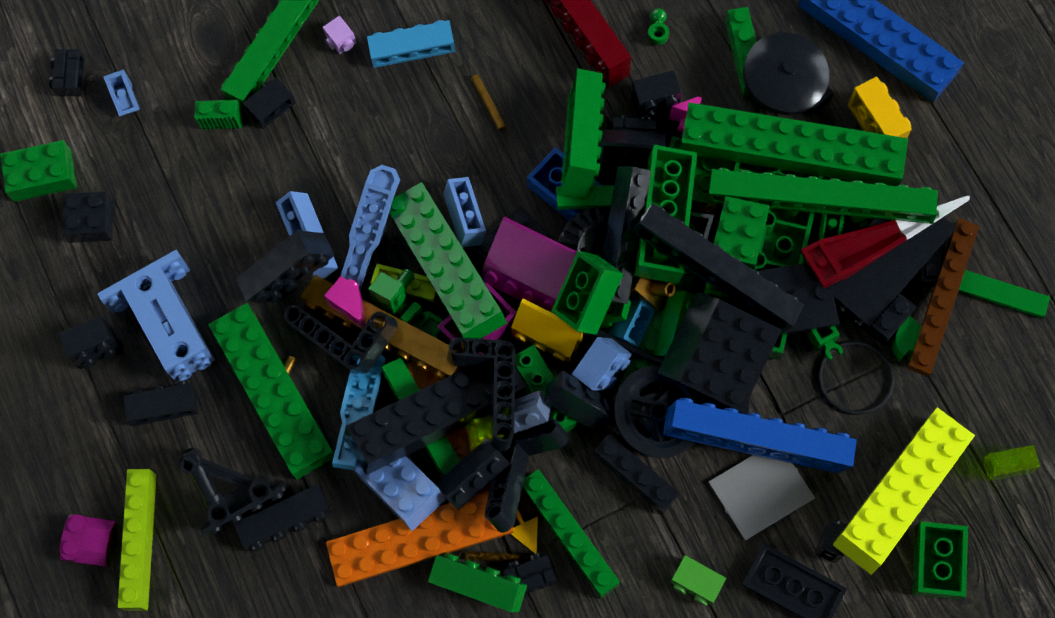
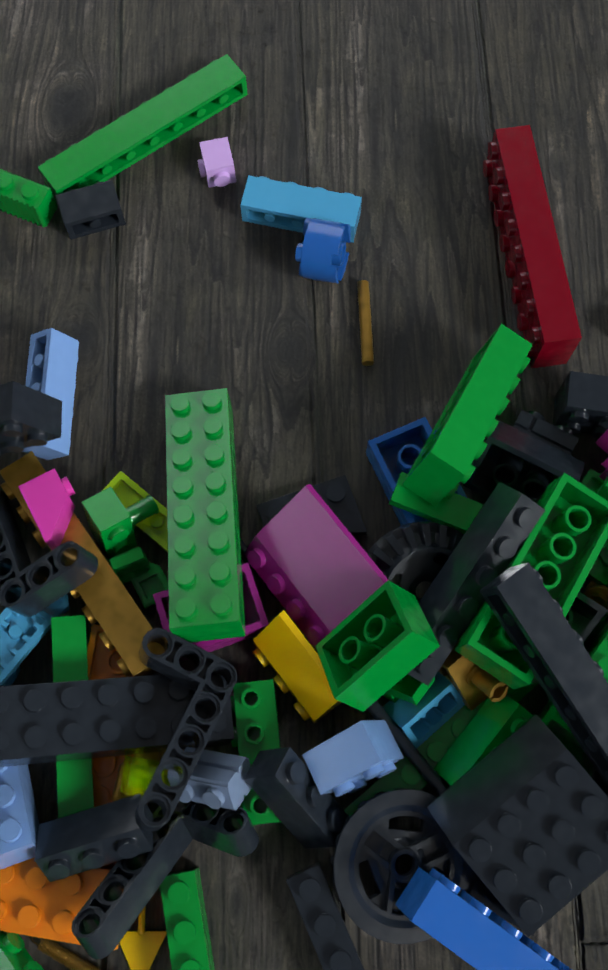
camera: 20 degrees right, 0 degrees up
(370, 221) = (131, 415): medium blue piece -> none
(441, 66) = (323, 250): none -> blue brick
(464, 212) = (265, 453): medium blue brick -> none

